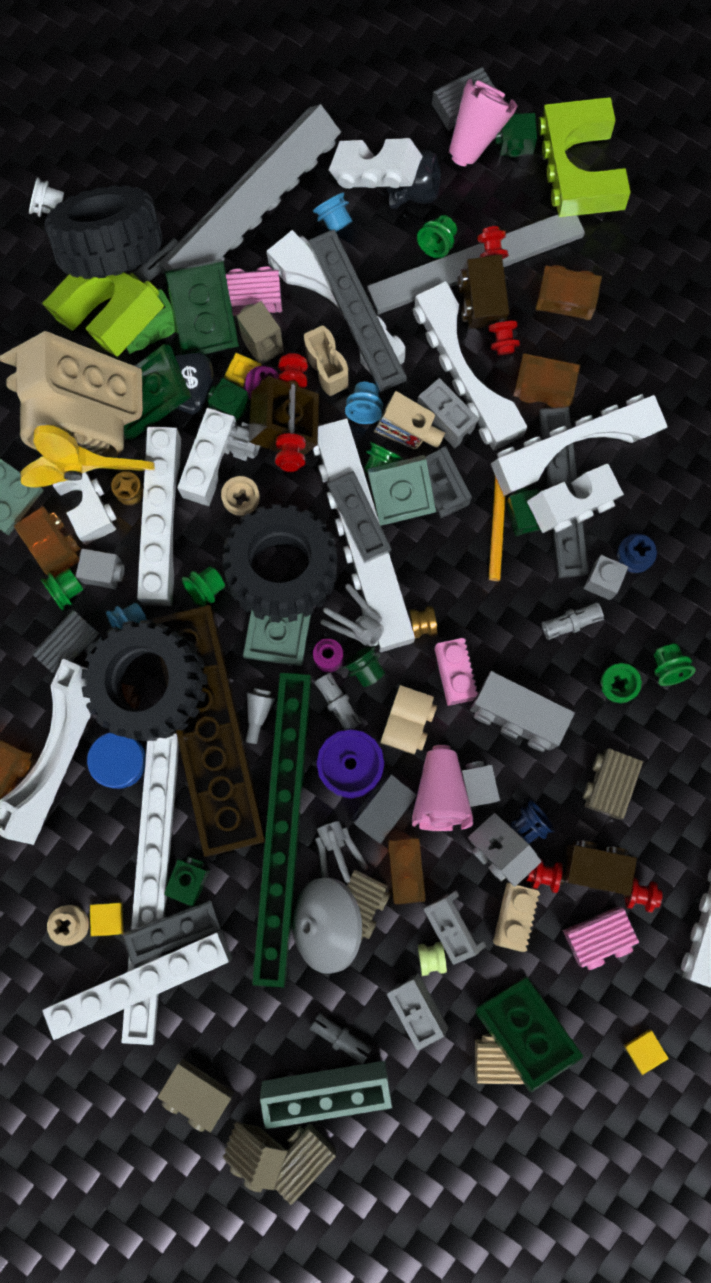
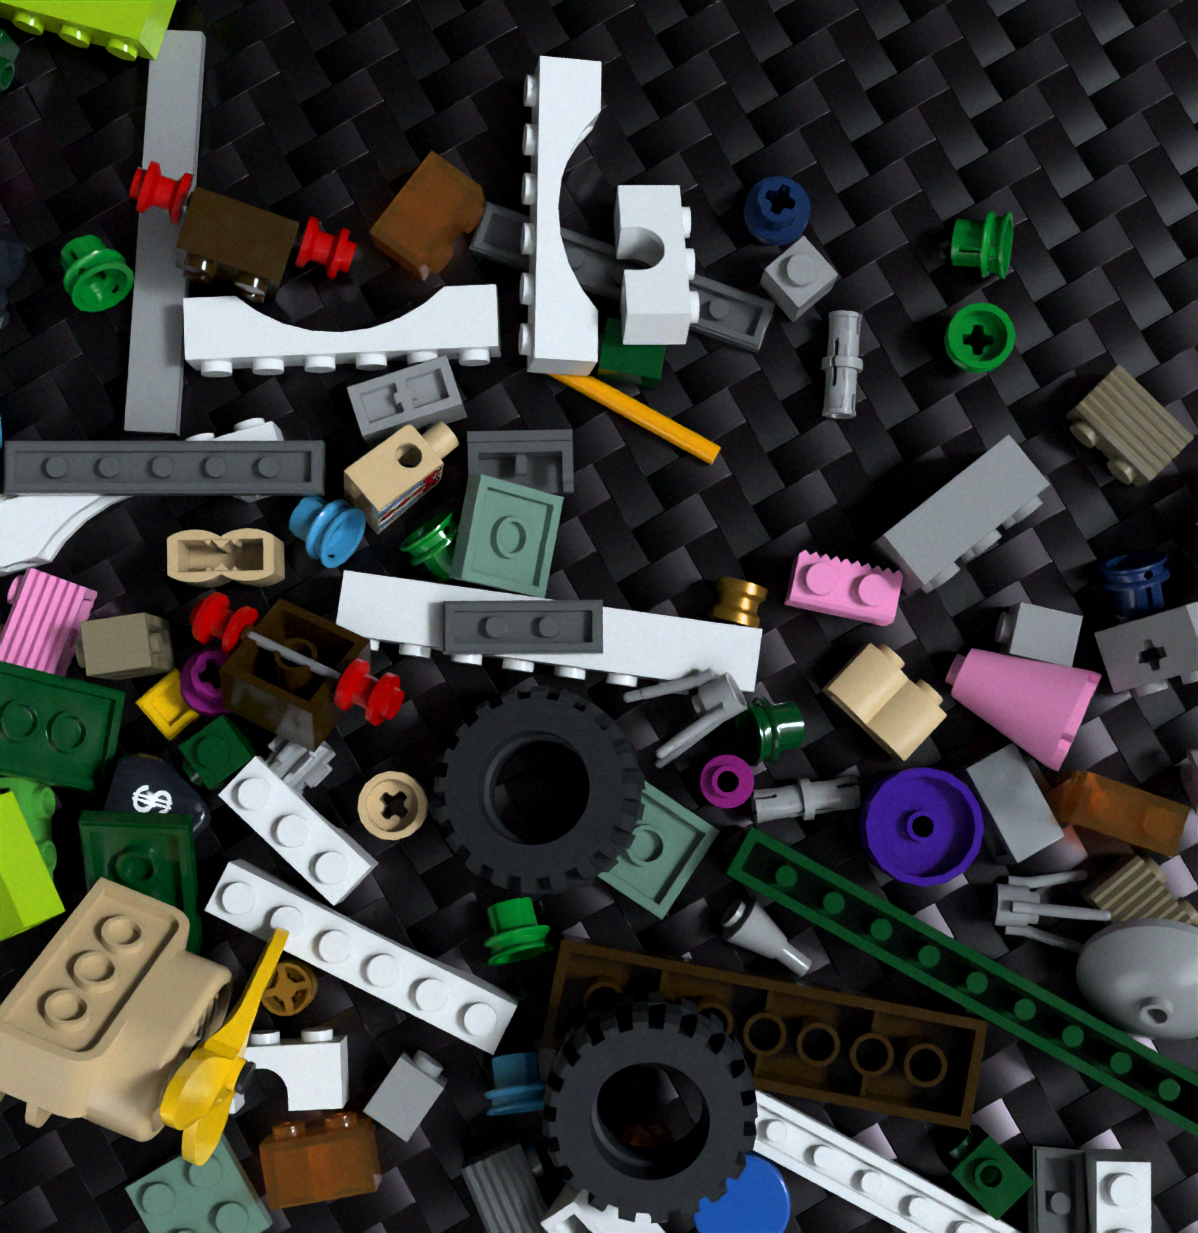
camera: 65 degrees left, 5 degrees up
(62, 587) = (411, 1171): green piece -> none
(568, 292) = (293, 107): clear orange brick -> none

